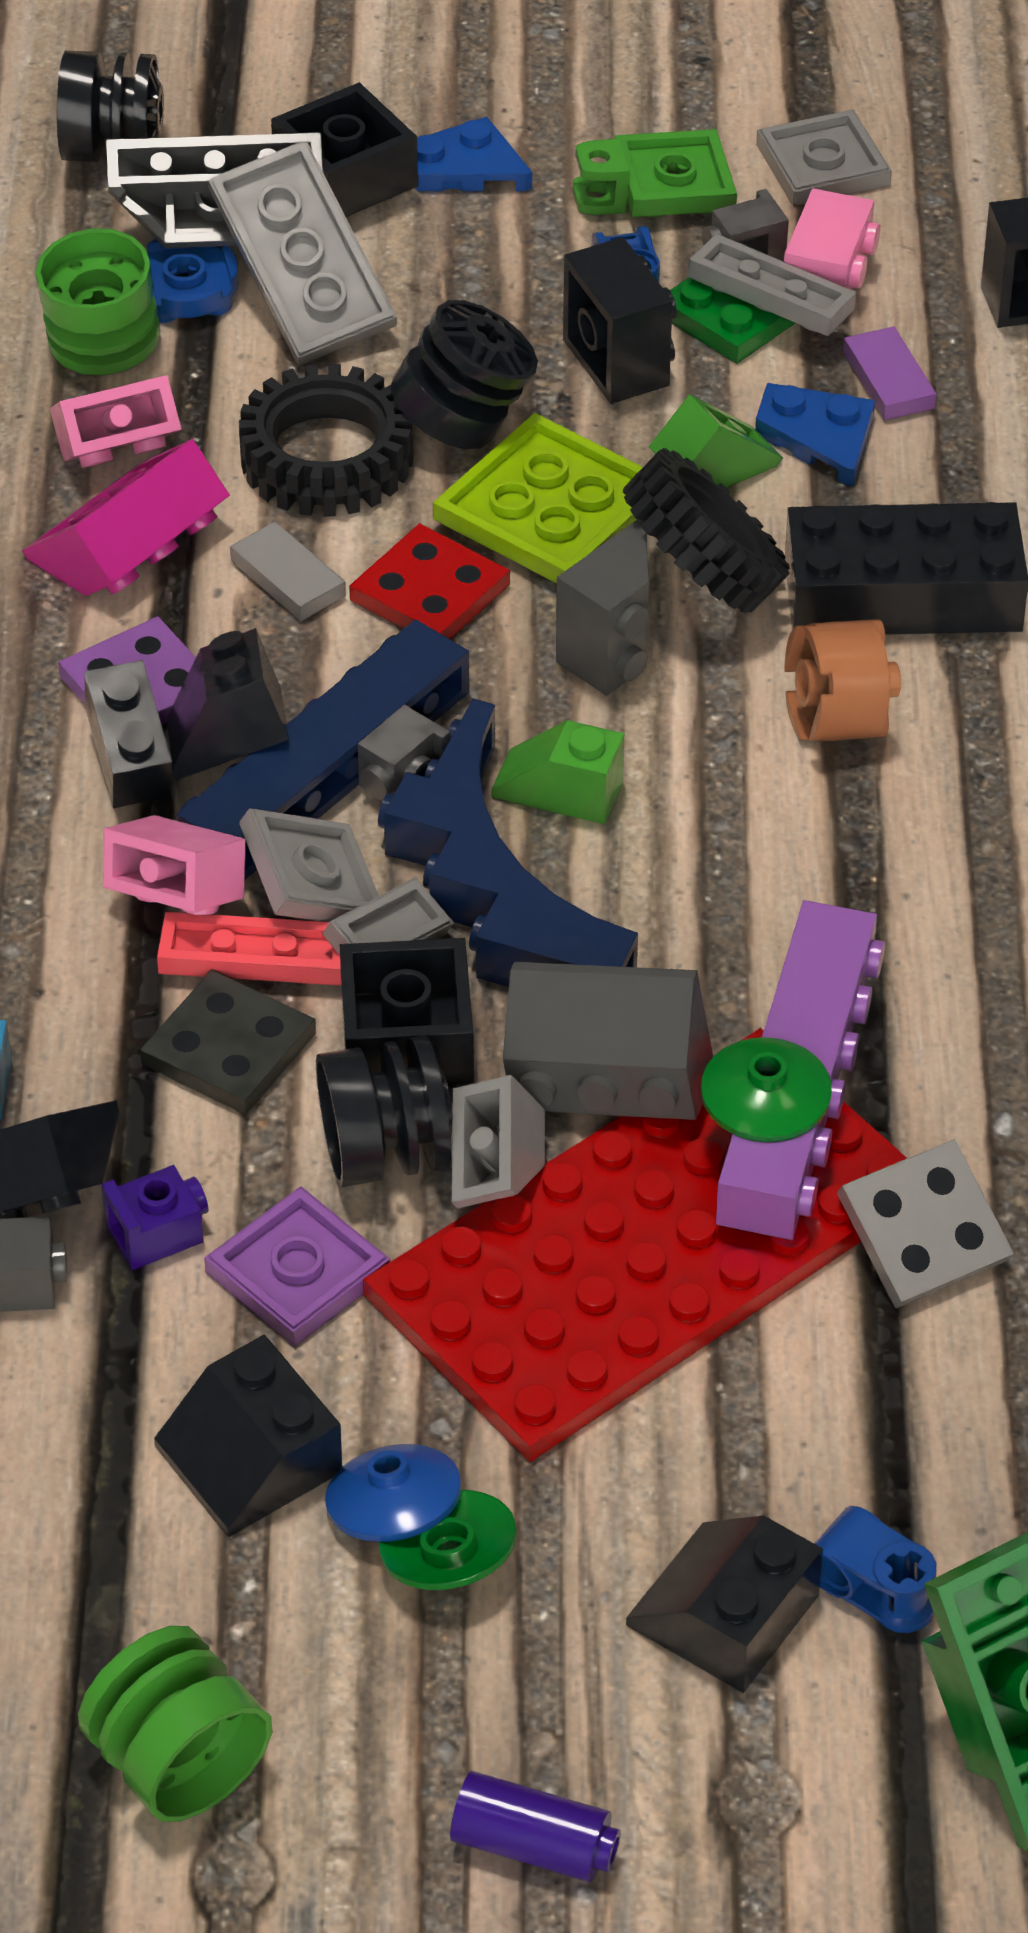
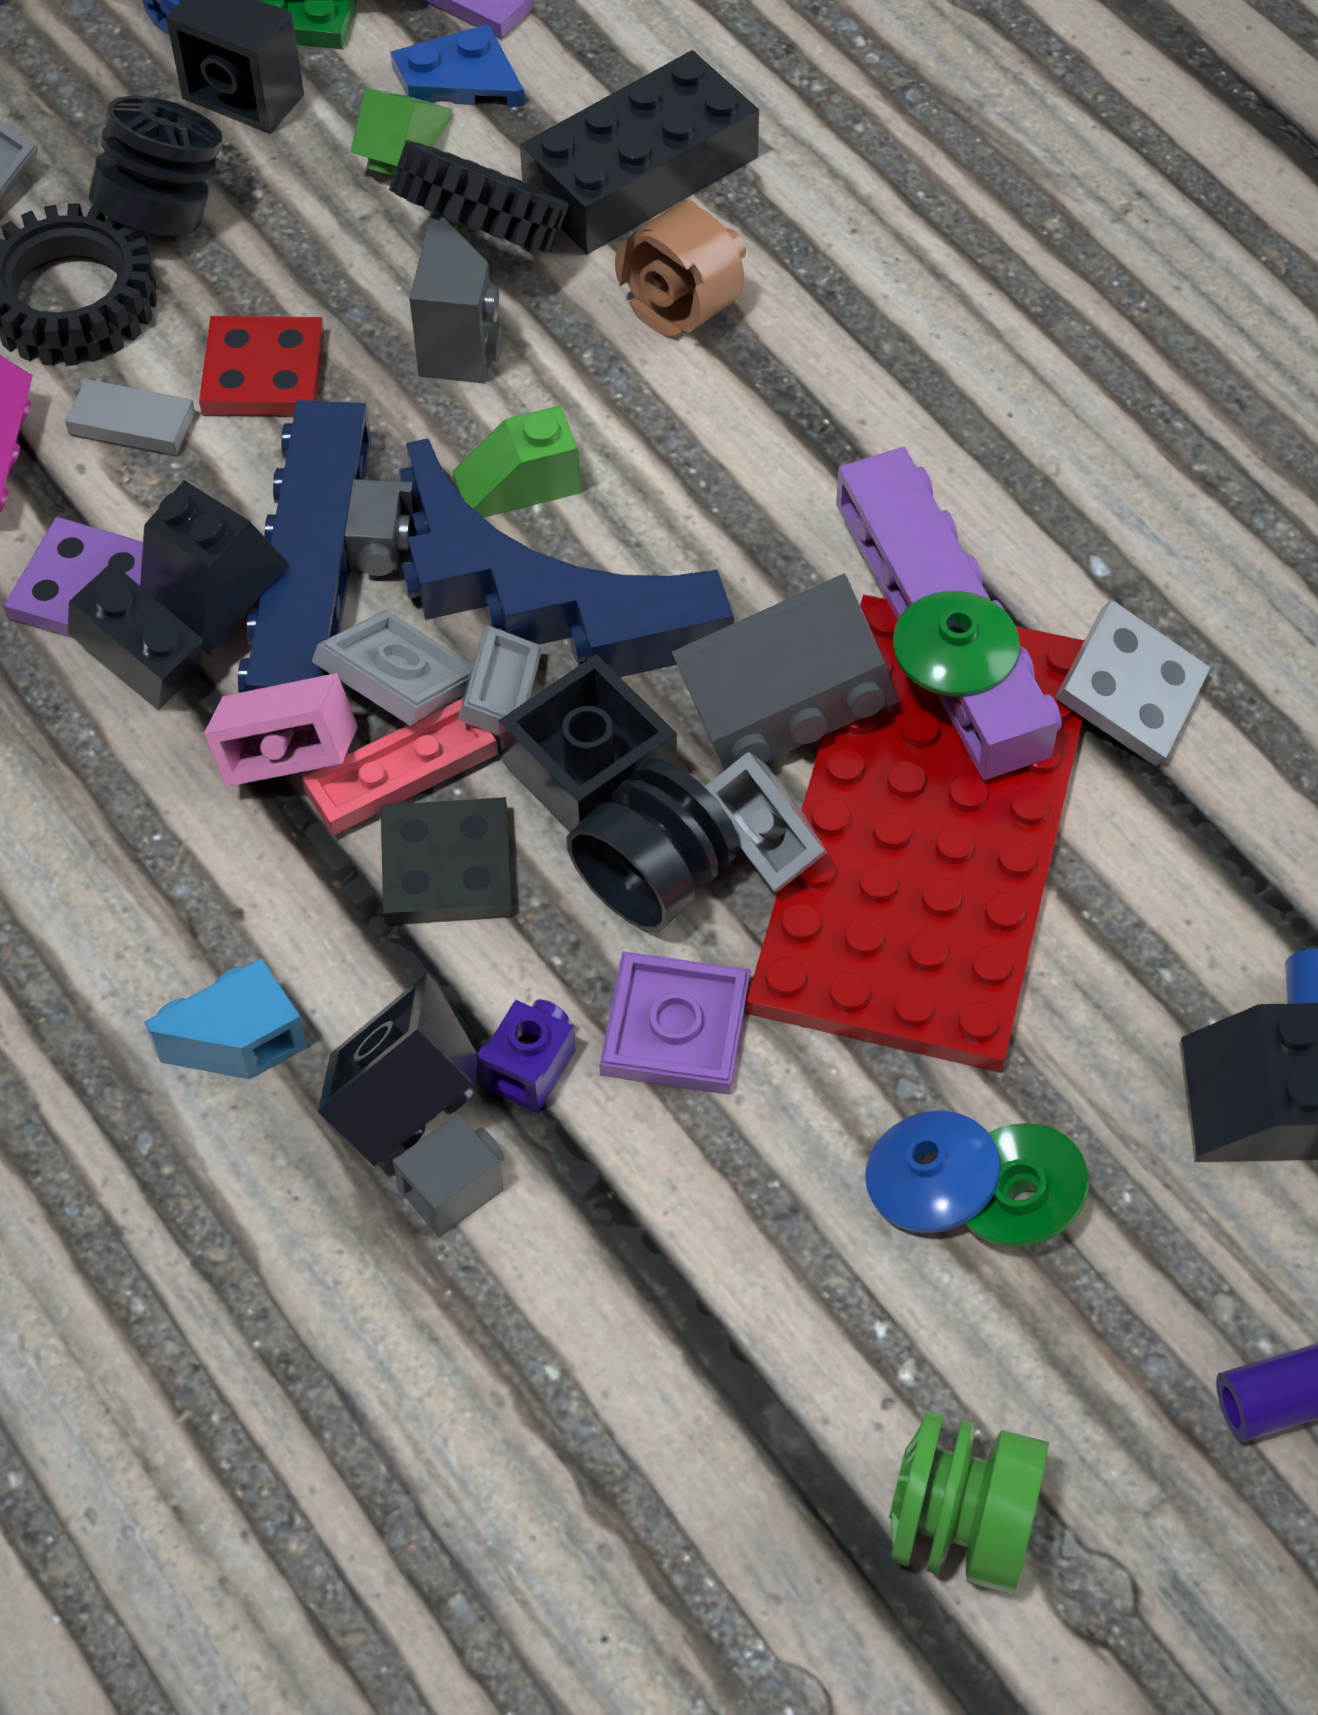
camera: 35 degrees left, 10 degrees up
(250, 1437) = (782, 1200): black slope -> none
(541, 497) = (302, 240): lime plate -> none

